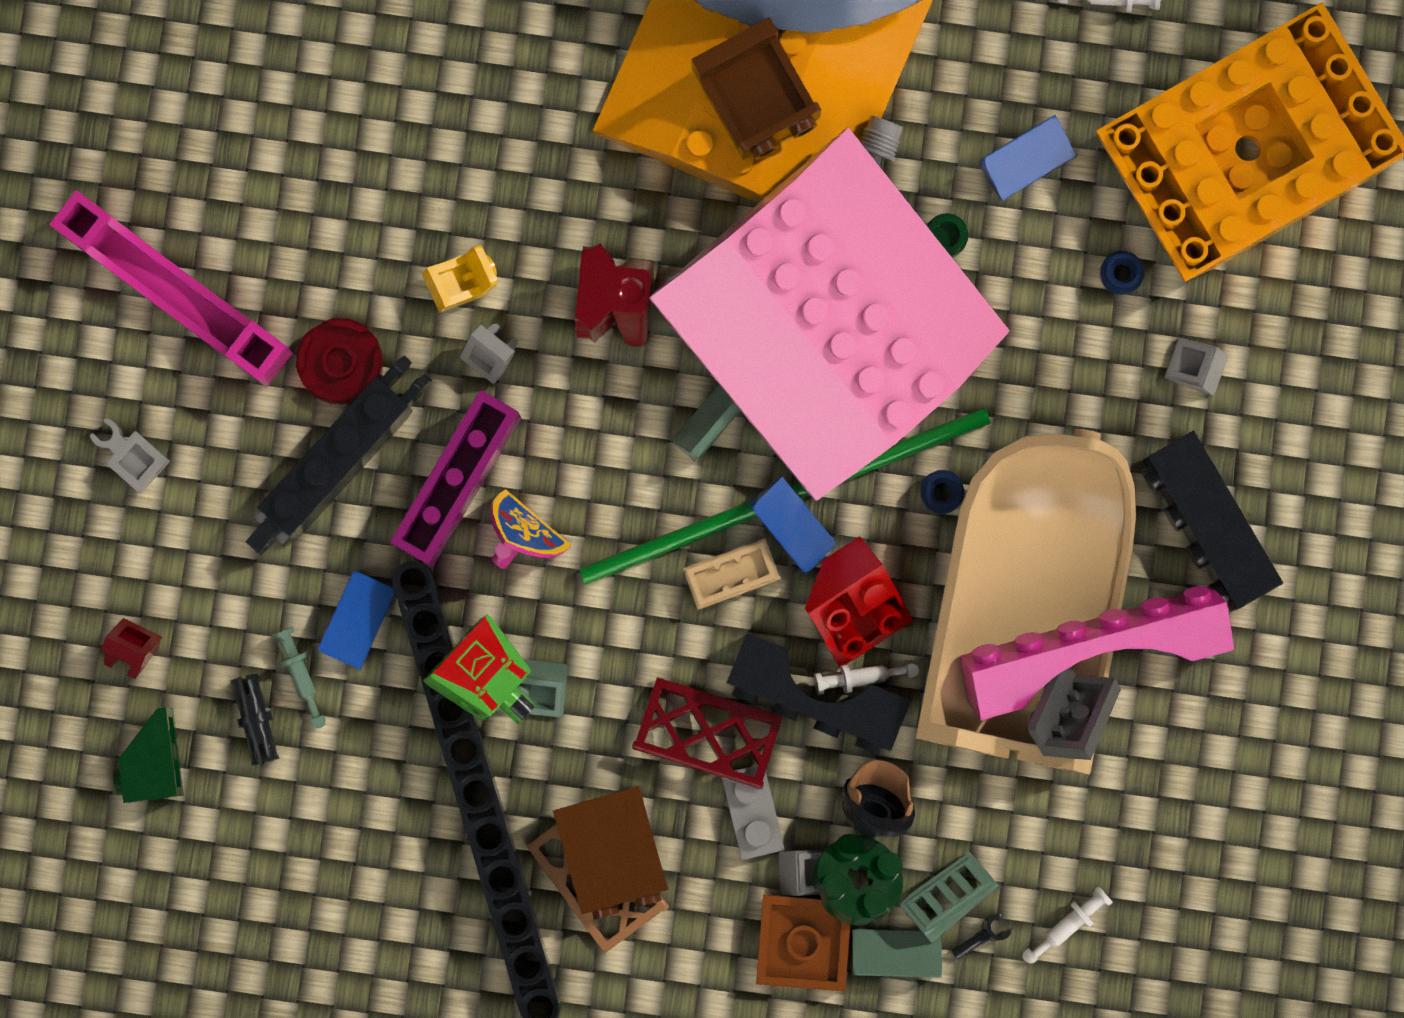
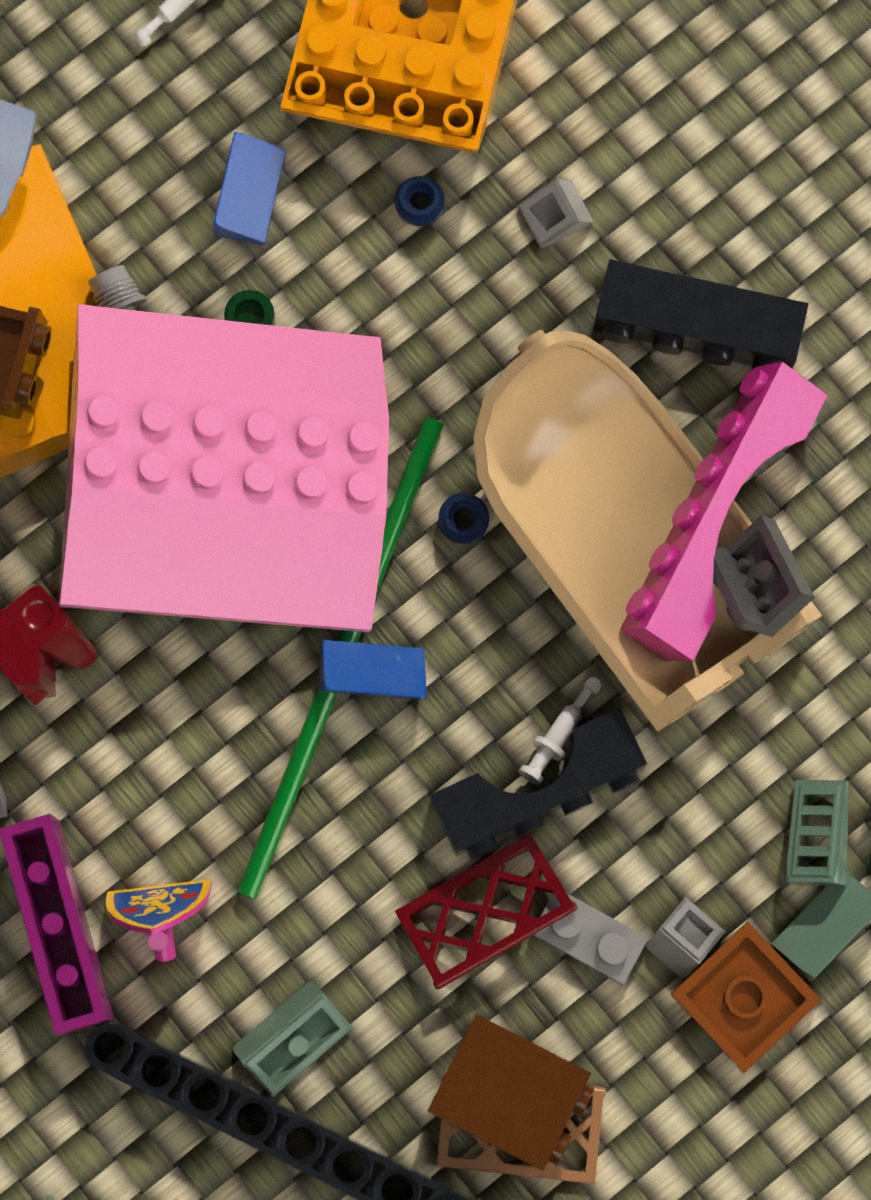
camera: 45 degrees left, 5 degrees down
(357, 620) = (96, 1131): blue slope -> none
(483, 674) = (249, 1059): torso -> none
(706, 424) = (216, 663): sand green slope -> none
(731, 574) = (366, 762): tan plate -> none
(836, 888) = (738, 870): dark green plate -> none
(855, 602) = (490, 677): red slope -> none
(879, 800) = (680, 815): black piece -> none

